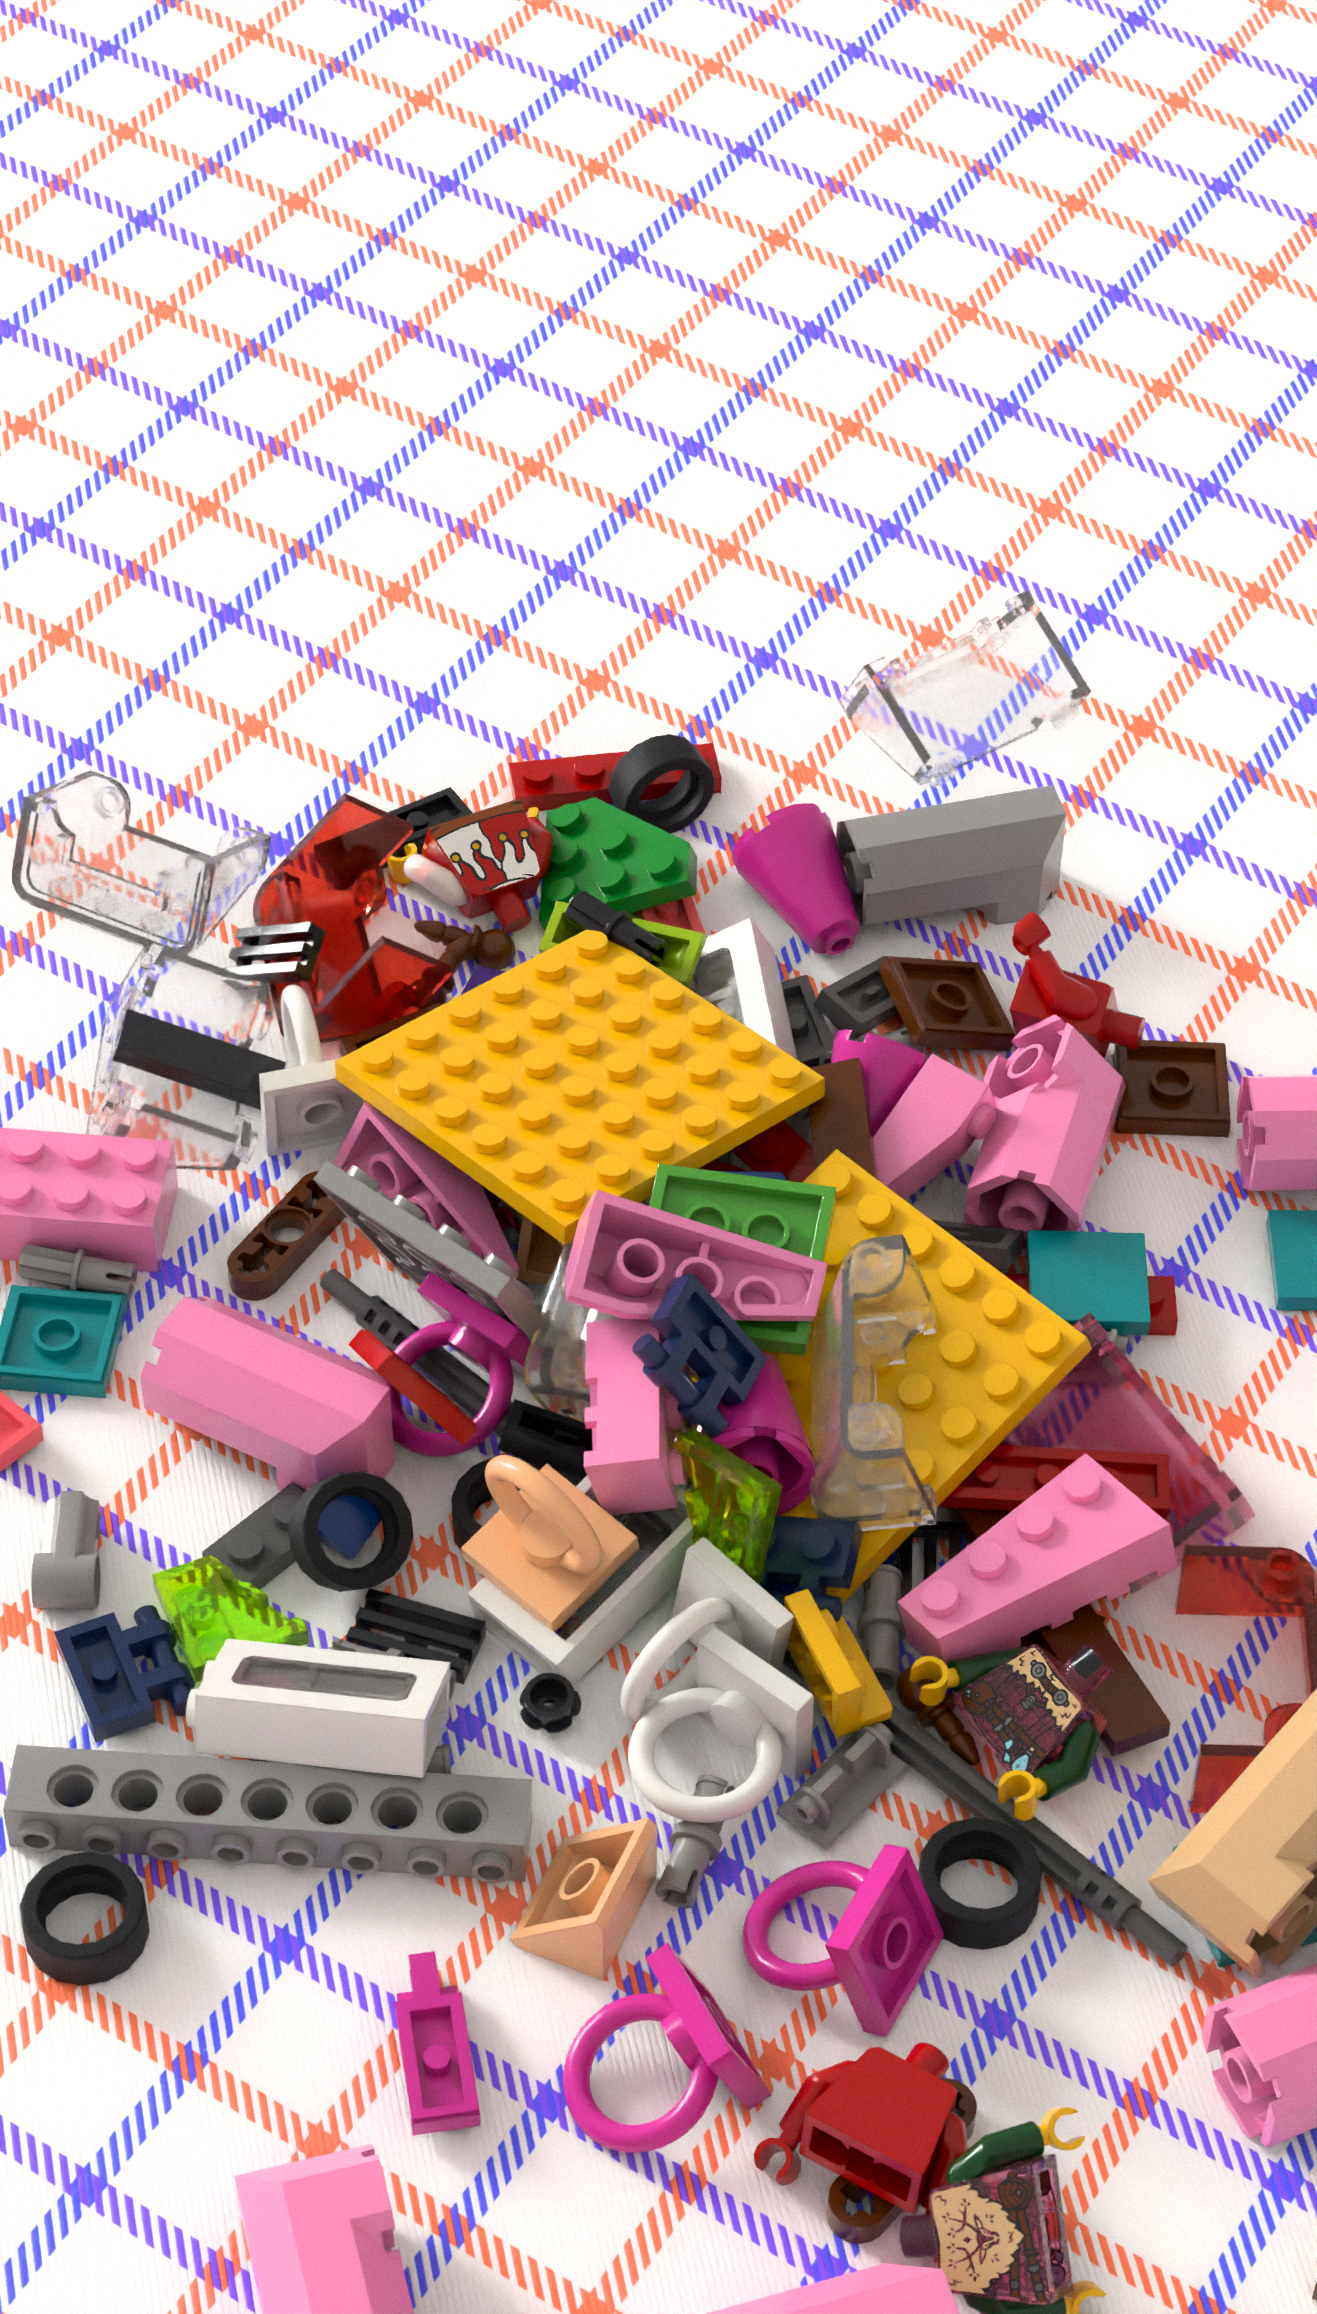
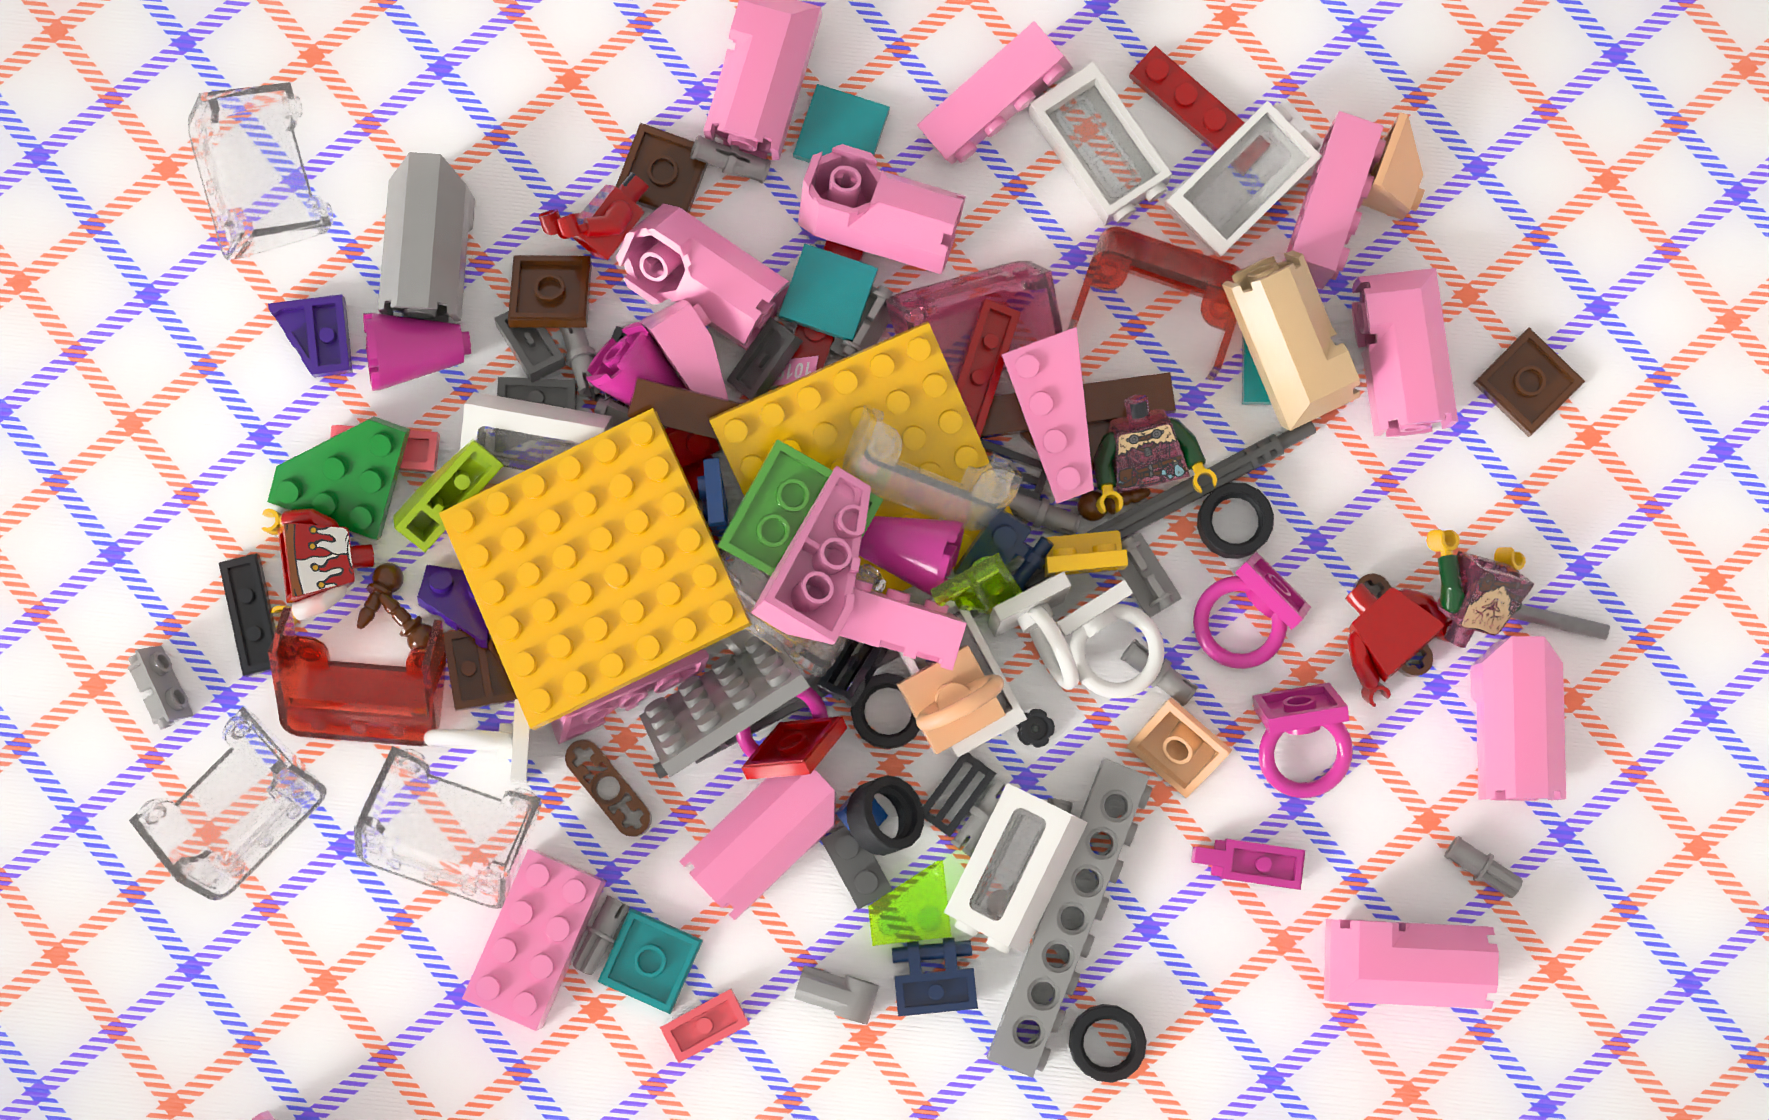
camera: 70 degrees left, 35 degrees up
(192, 1058) = (444, 811): black tile -> none
(273, 773) = (154, 670): none -> light grey hinge
(279, 945) = (347, 754): tile -> none
(578, 778) = (244, 442): red plate -> none
(617, 926) = (448, 498): black axle -> none
(651, 760) = (284, 416): black tyre -> none
(707, 1340) = (881, 566): dark blue plate -> none
(793, 784) = (317, 332): none -> dark purple wing
(1223, 1140) = (730, 159): none -> light grey pin
(1234, 1304) = (878, 211): none -> bright pink brick

